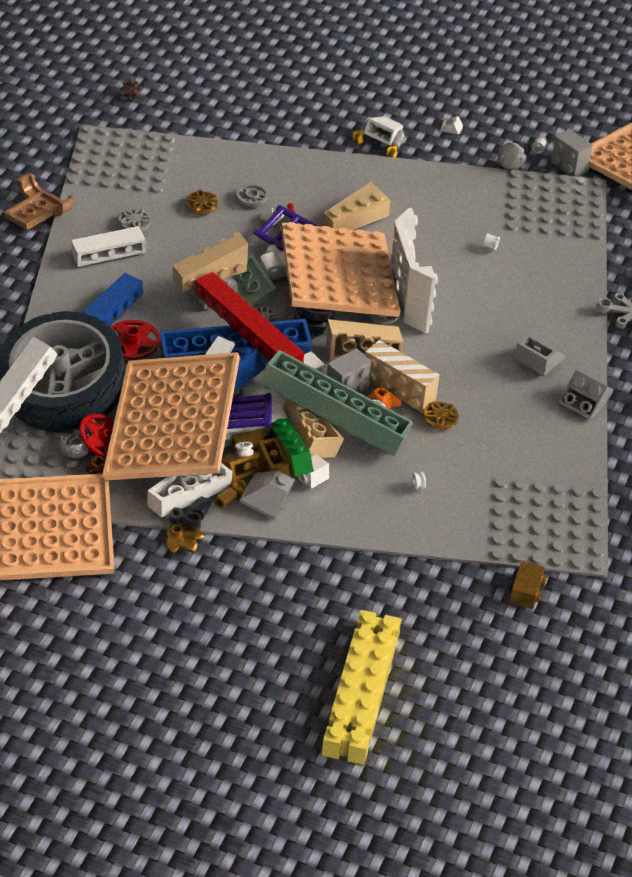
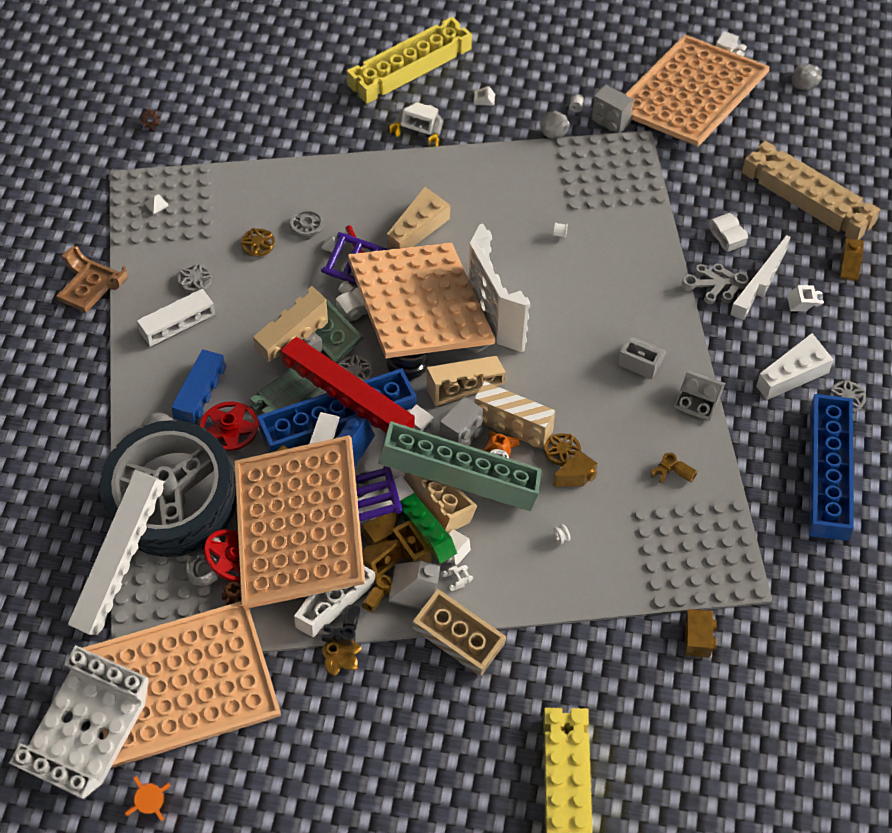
camera: 10 degrees left, 10 degrees up
(115, 156) = (156, 204): none -> white slope
(193, 318) = (283, 391): none -> sand green tile
(244, 449) = (380, 542): white bush -> none
(298, 536) = (459, 632): none -> tan brick
(309, 491) = (456, 571): none -> white piece
(388, 82) = (409, 60): none -> light yellow brick
(447, 433) = (576, 471): none -> pearl gold slope
(541, 445) = (669, 463): none -> pearl gold bar

